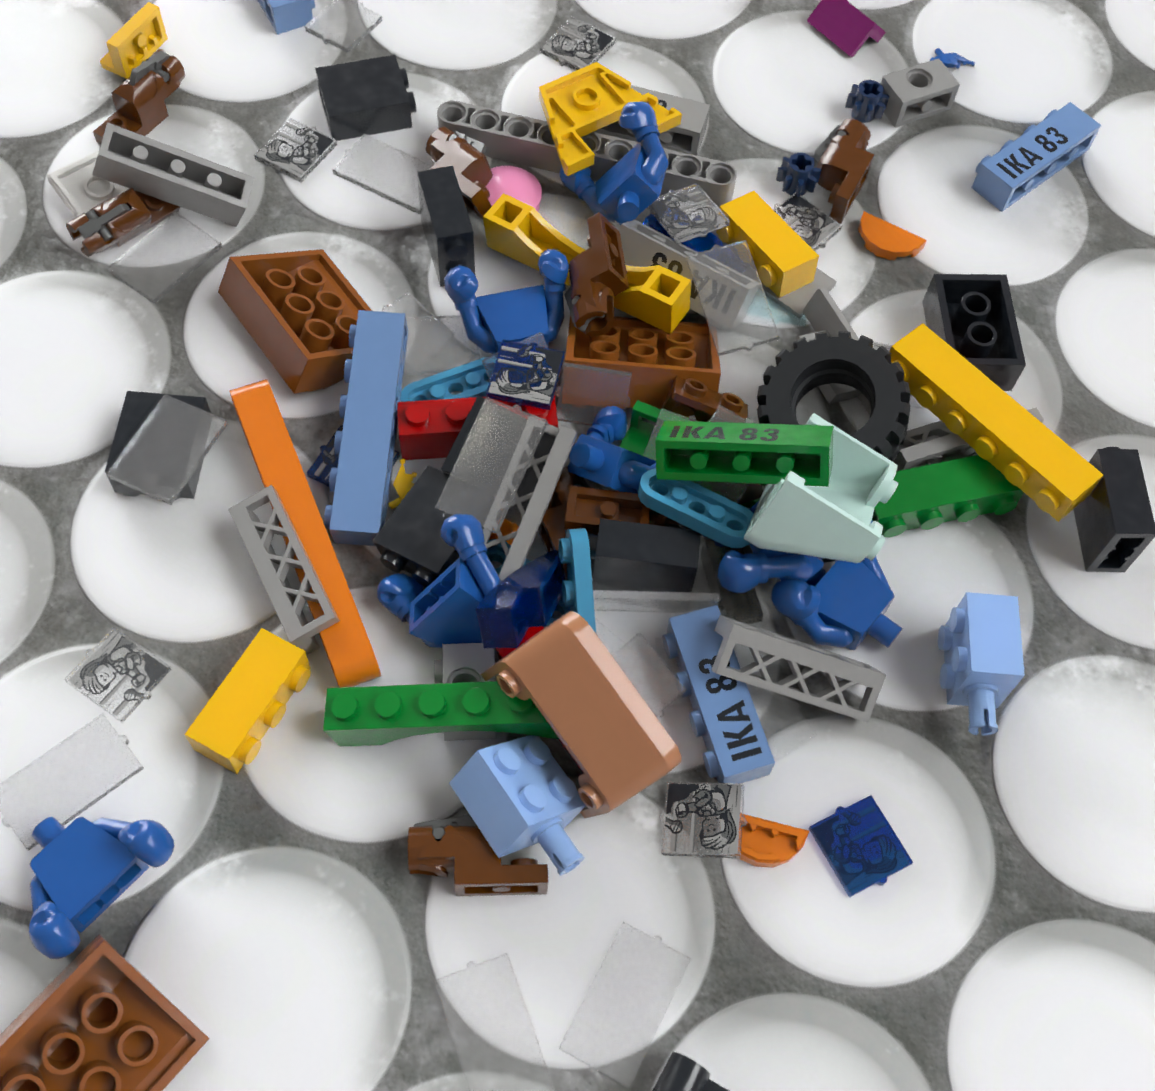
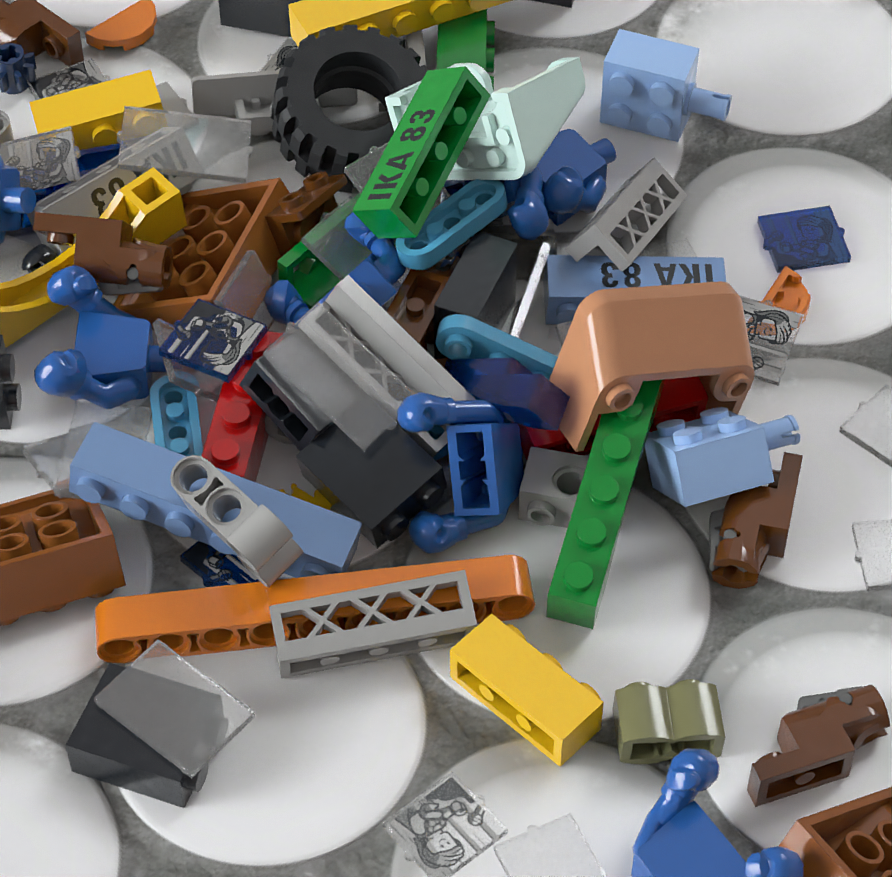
camera: 70 degrees left, 10 degrees down
(236, 822) = (662, 721): none -> olive brick
(240, 958) = (818, 742): none -> reddish brown plate
(324, 431) = (255, 535): none -> light grey piece

